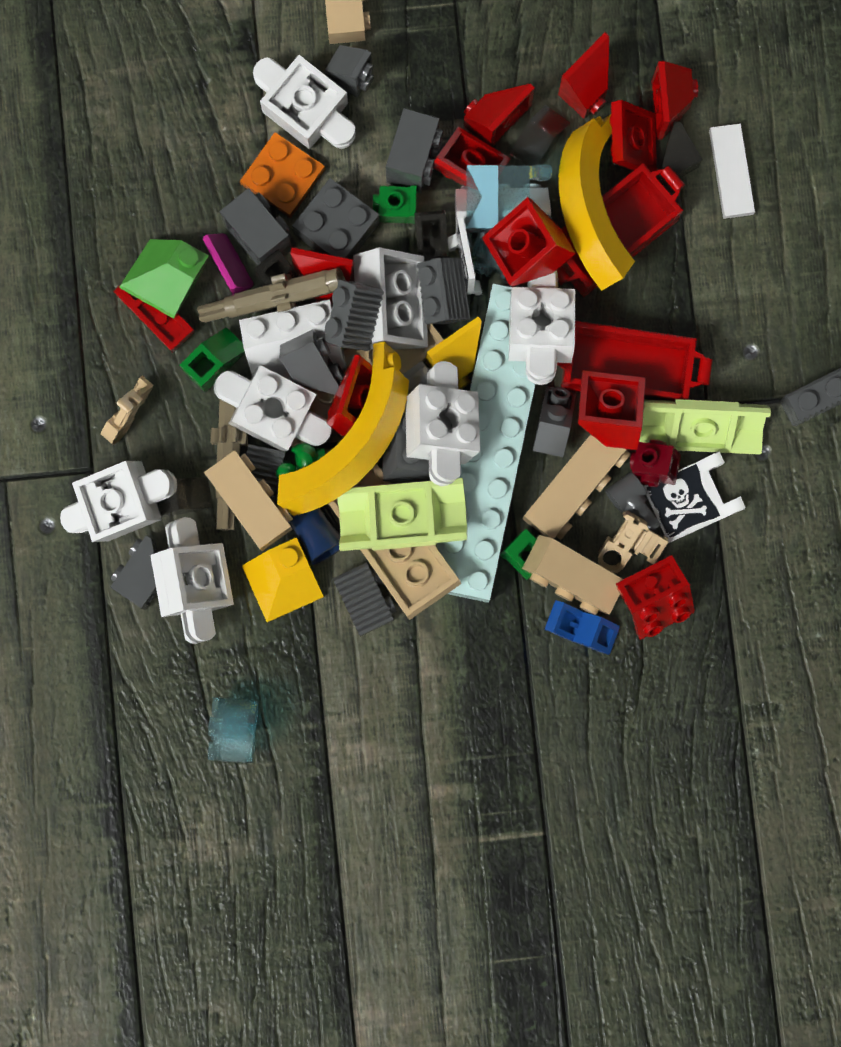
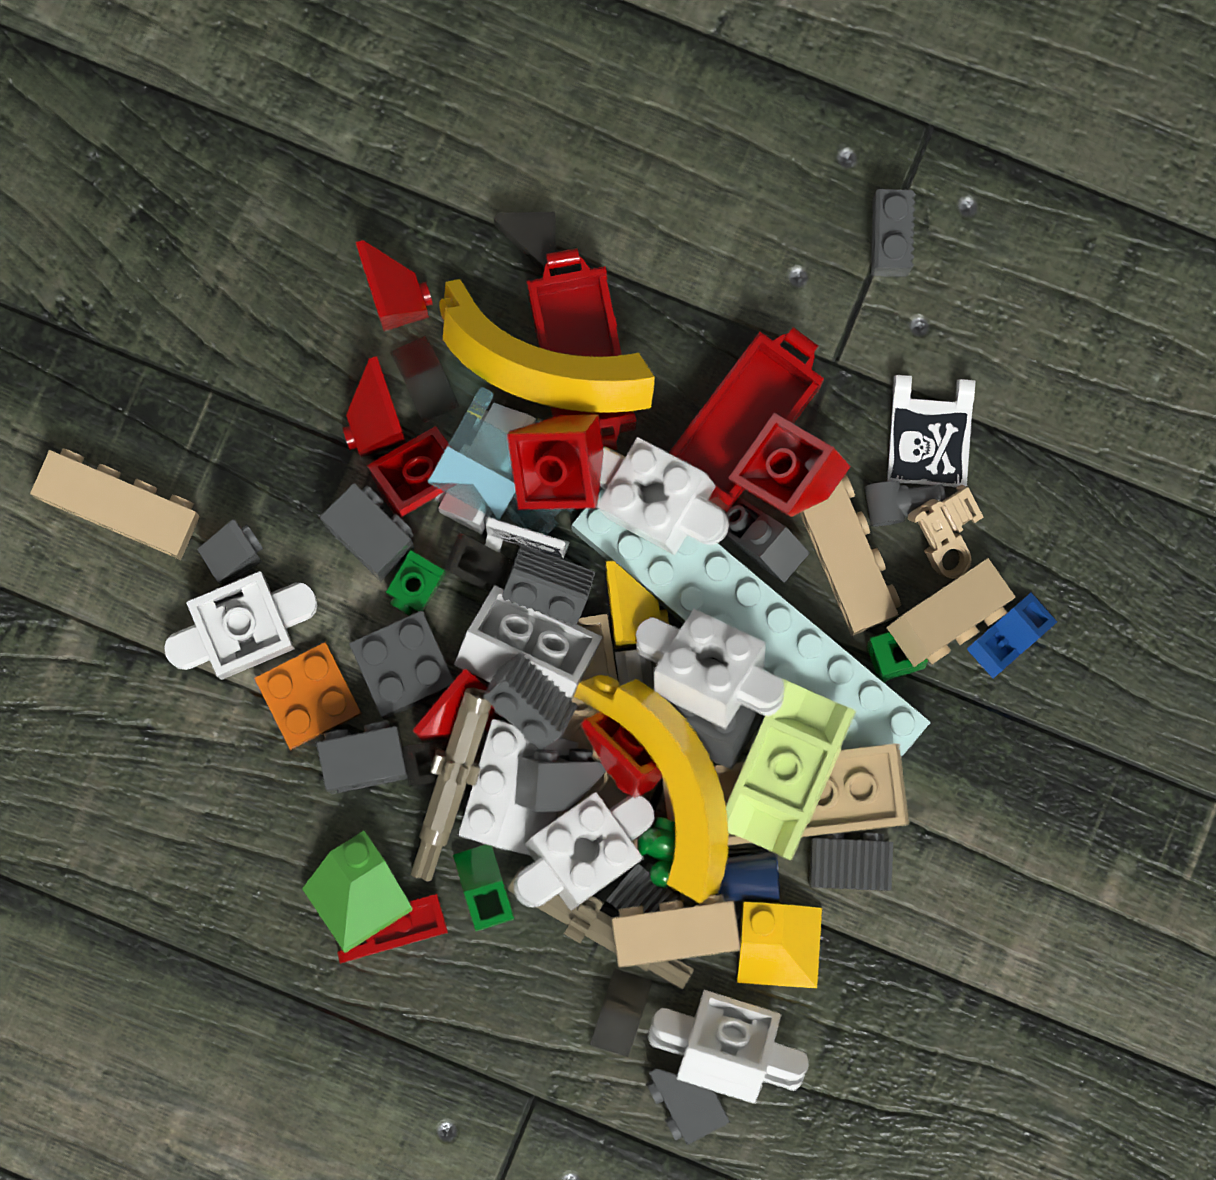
camera: 65 degrees left, 0 degrees up
(117, 500) = (592, 1084): white brick -> none
(121, 421) = (491, 1018): tan piece -> none
(228, 262) = (378, 812): dark pink slope -> none
(233, 730) = (924, 1089): clear light blue brick -> none
(633, 136) = (487, 275): red plate -> none
(655, 463) = (872, 453): dark red brick -> none
(657, 597) = (1024, 533): red bracket -> none
(672, 95) = (462, 206): red slope -> none
(705, 425) = (859, 375): yellowish green piece -> none
(731, 171) = (581, 184): white tile -> none

